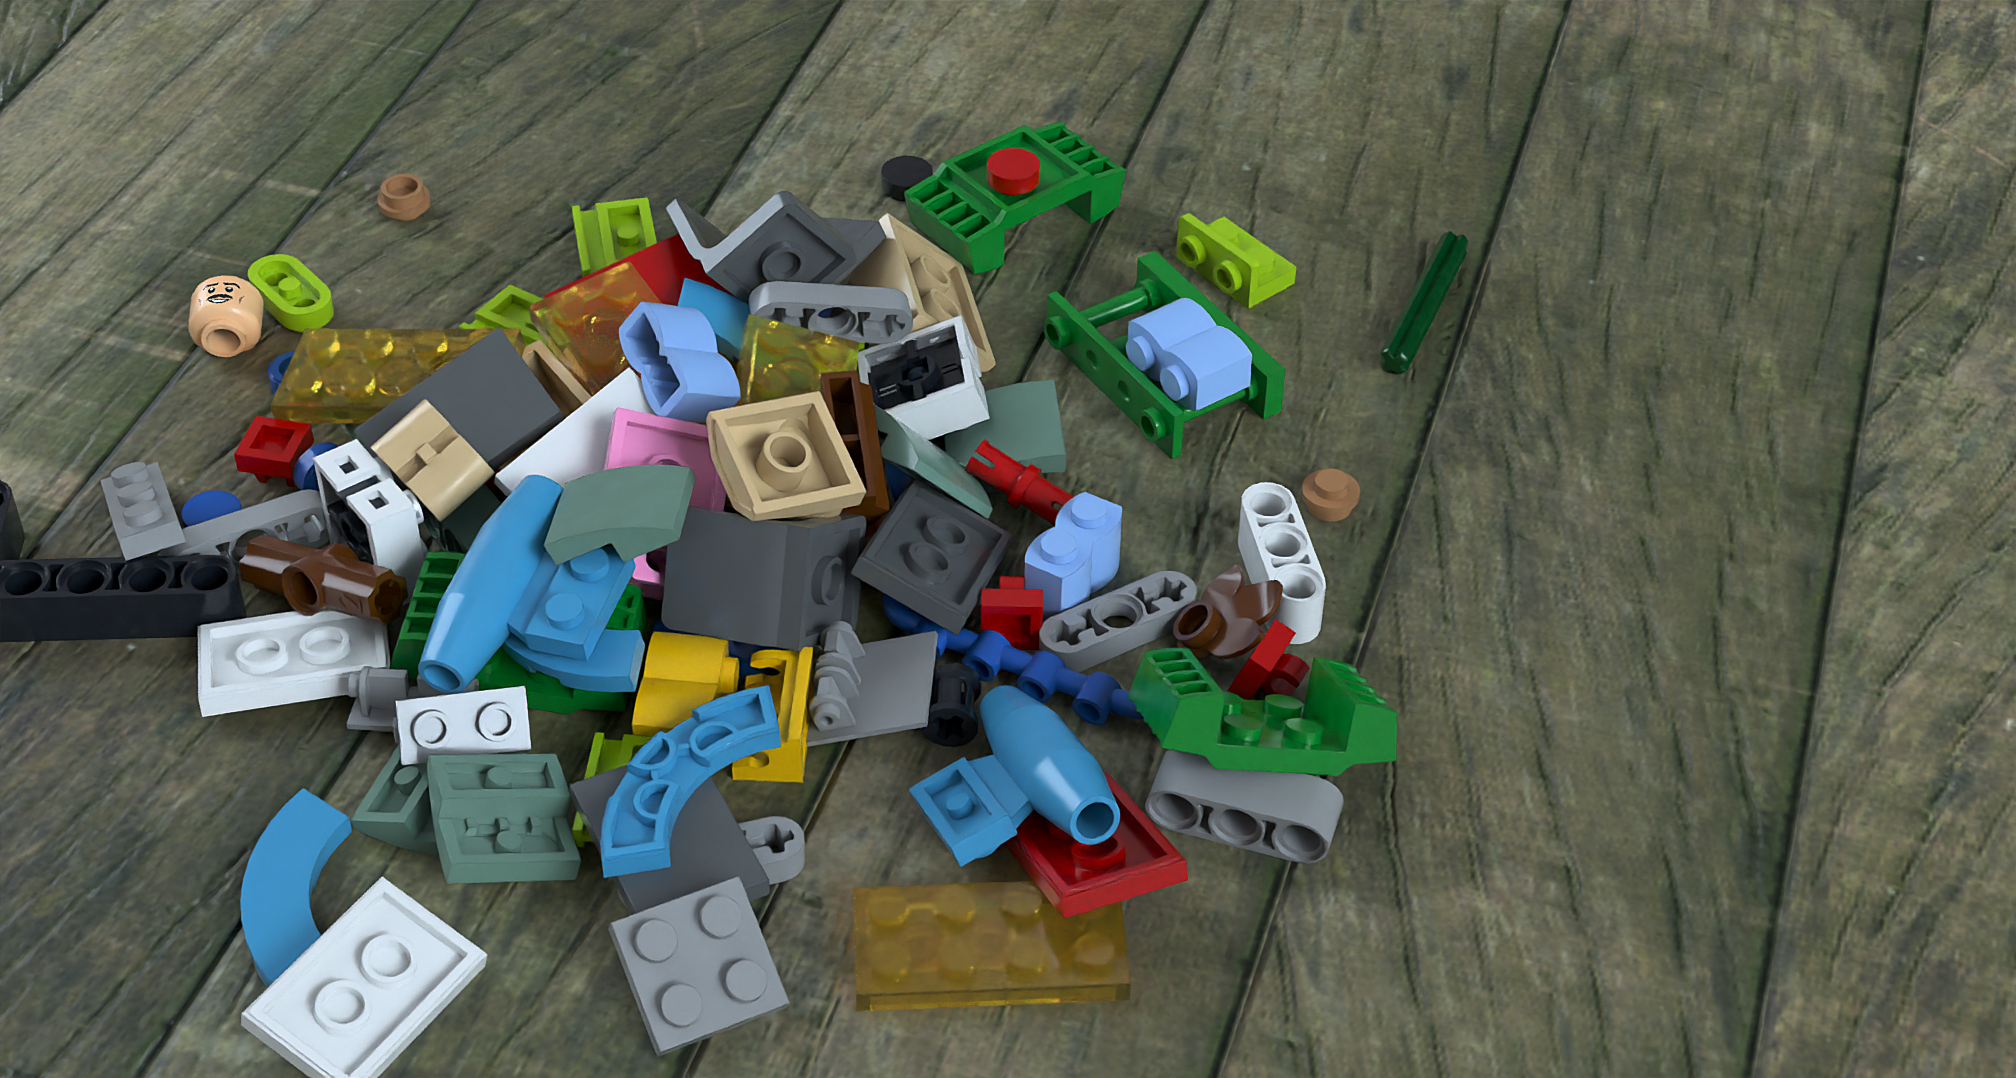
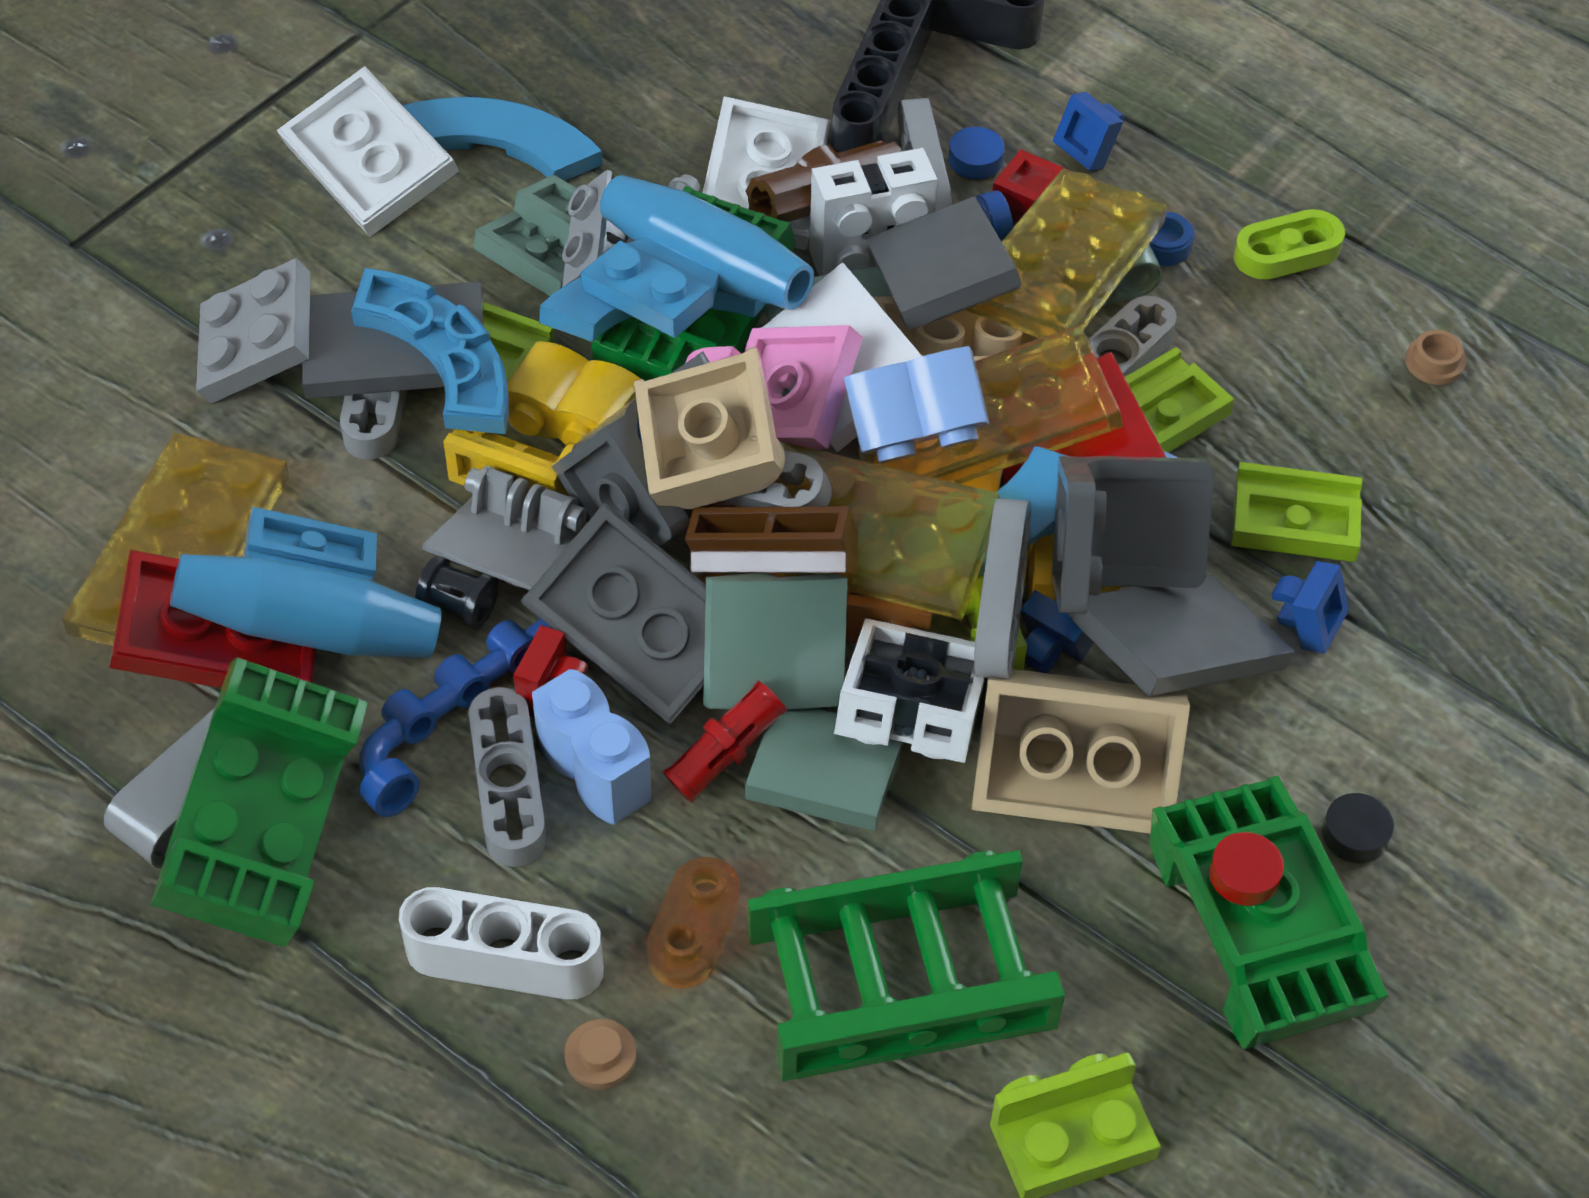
camera: 110 degrees right, 10 degrees up
(141, 509) = (975, 89): light grey plate -> none
(173, 433) = (1088, 130): none -> blue tile
(226, 315) = (1260, 188): light nougat head -> none
(433, 460) = (887, 226): tan piece -> none
(501, 818) = (489, 241): sand green slope -> none
(623, 506) = (711, 307): sand green slope -> none
(718, 205) = (1313, 605): none -> blue tile
(1185, 480) = (694, 916): none -> clear orange plate
(1189, 354) = (838, 943): light blue brick -> none
(1227, 616) = (435, 847): reddish brown plate -> none
(1270, 667) = (358, 871): red tile -> none

